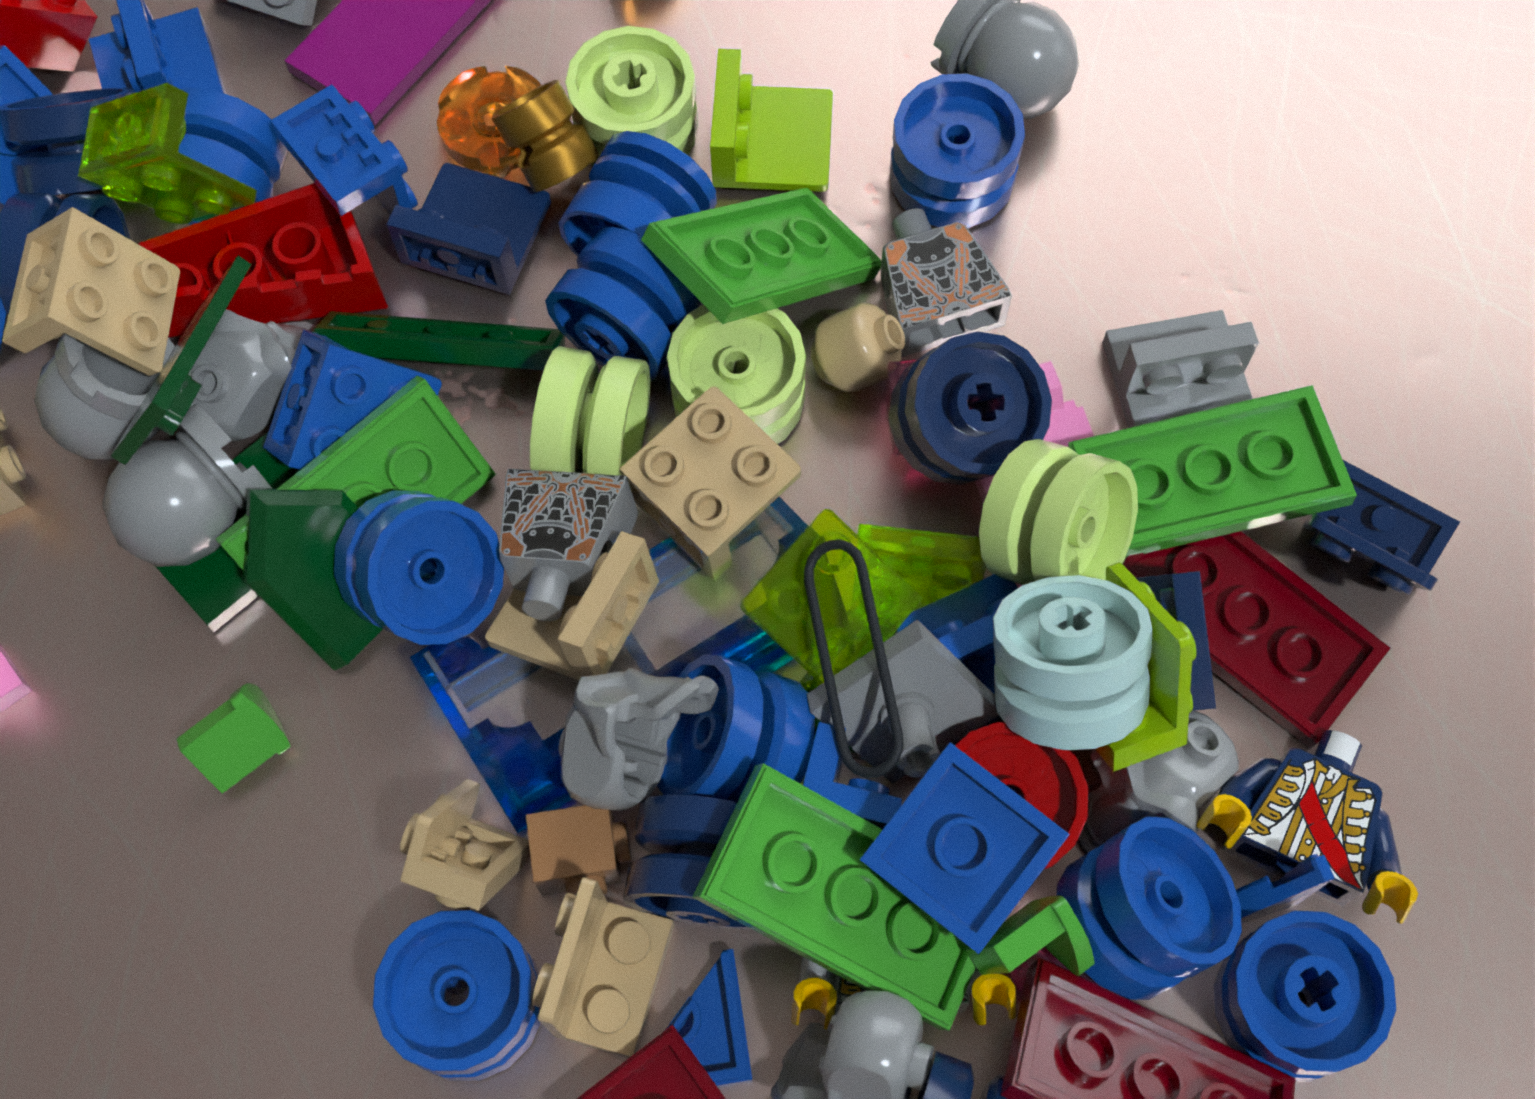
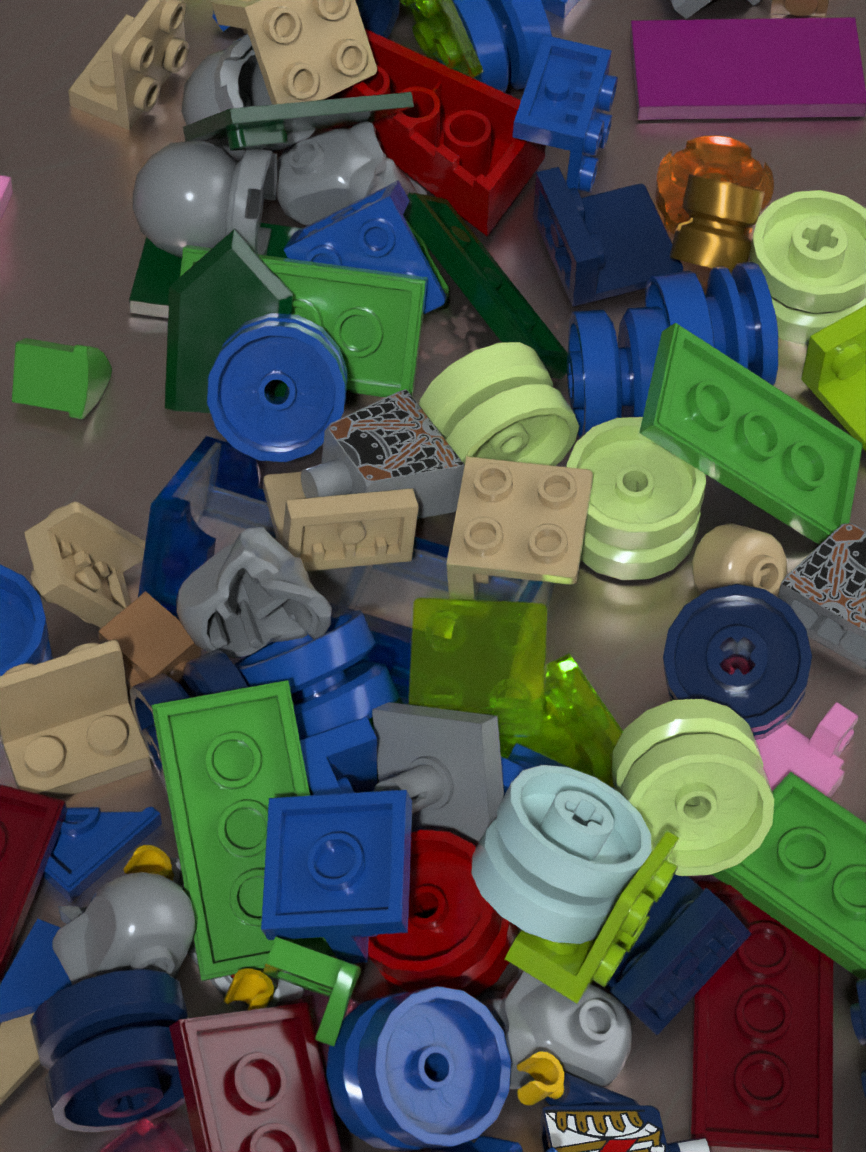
camera: 50 degrees right, 10 degrees down
(881, 659) = (445, 711): black piece -> none

